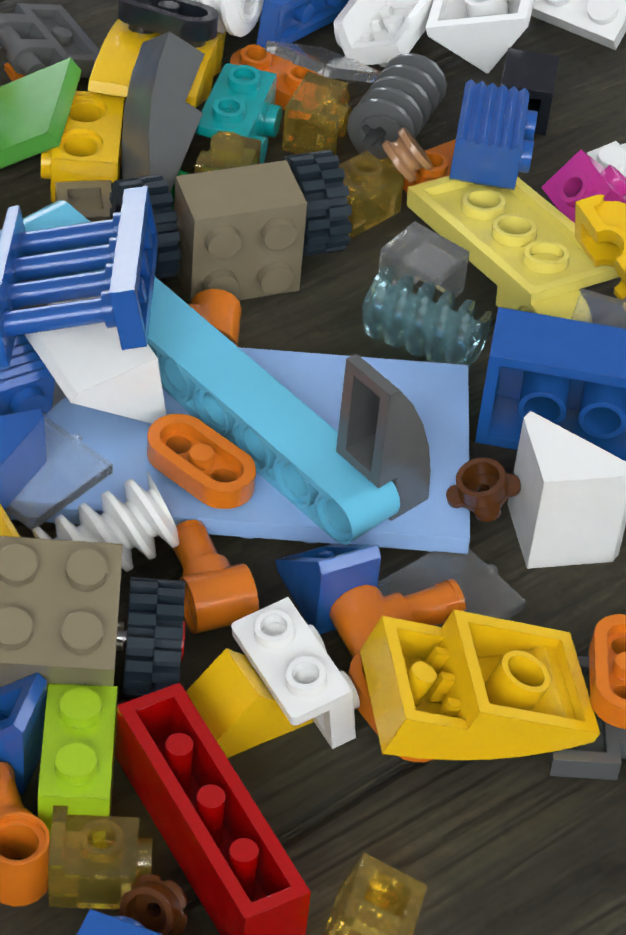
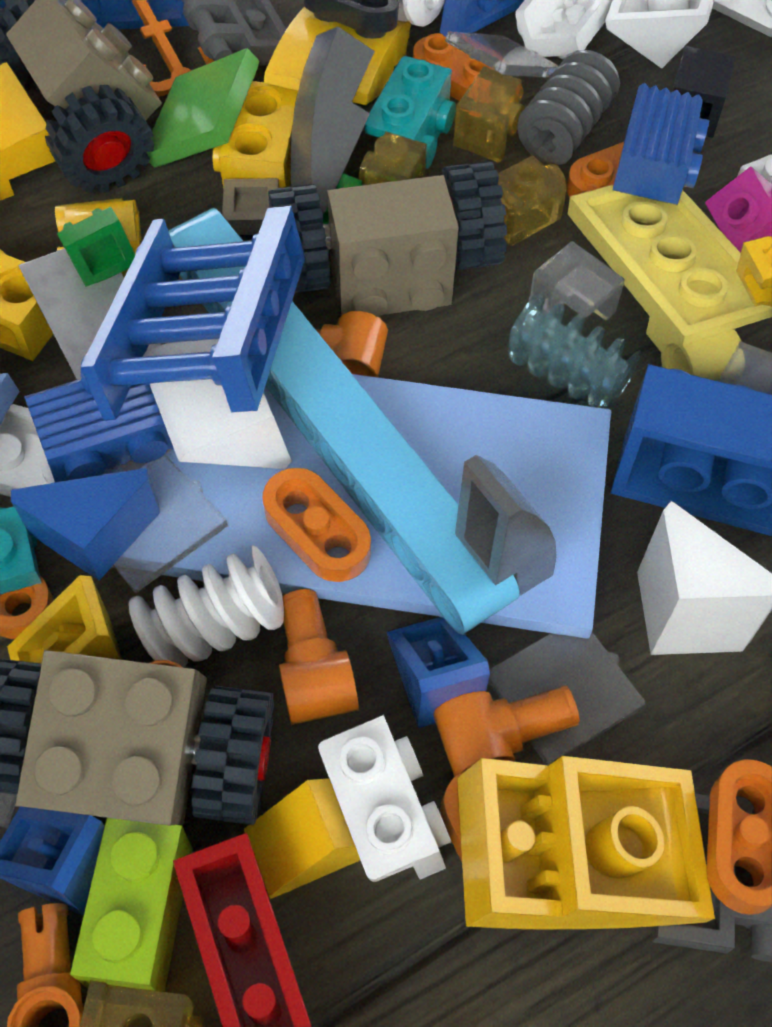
camera: 10 degrees right, 15 degrees up
(407, 155) = (572, 163): medium nougat bush -> none
(485, 476) = (606, 555): reddish brown plate -> none

